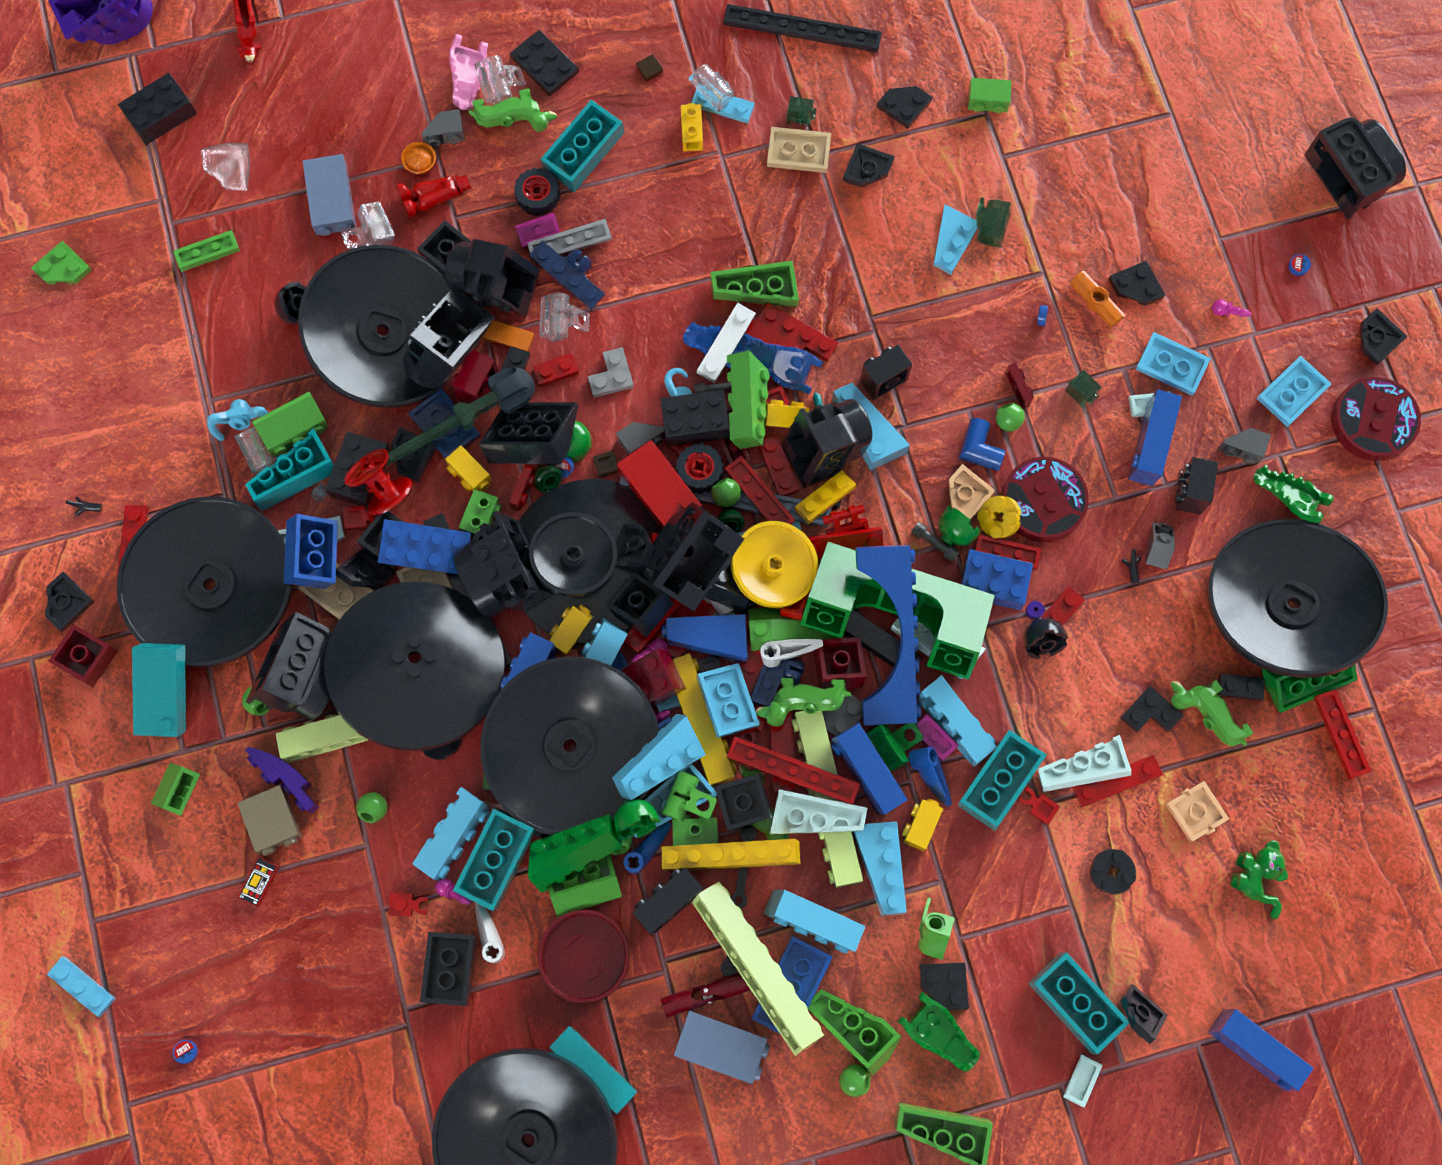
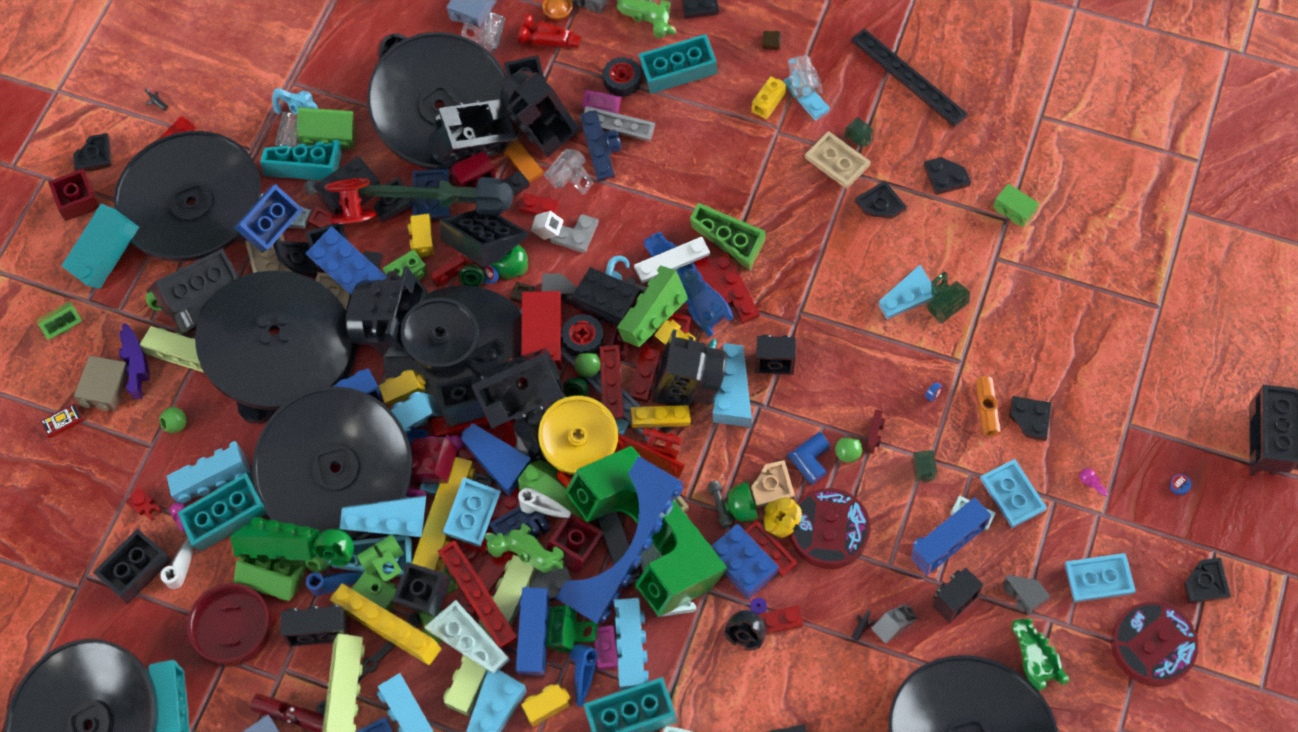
camera: 40 degrees right, 10 degrees down
(581, 383) = (547, 225): none -> white brick

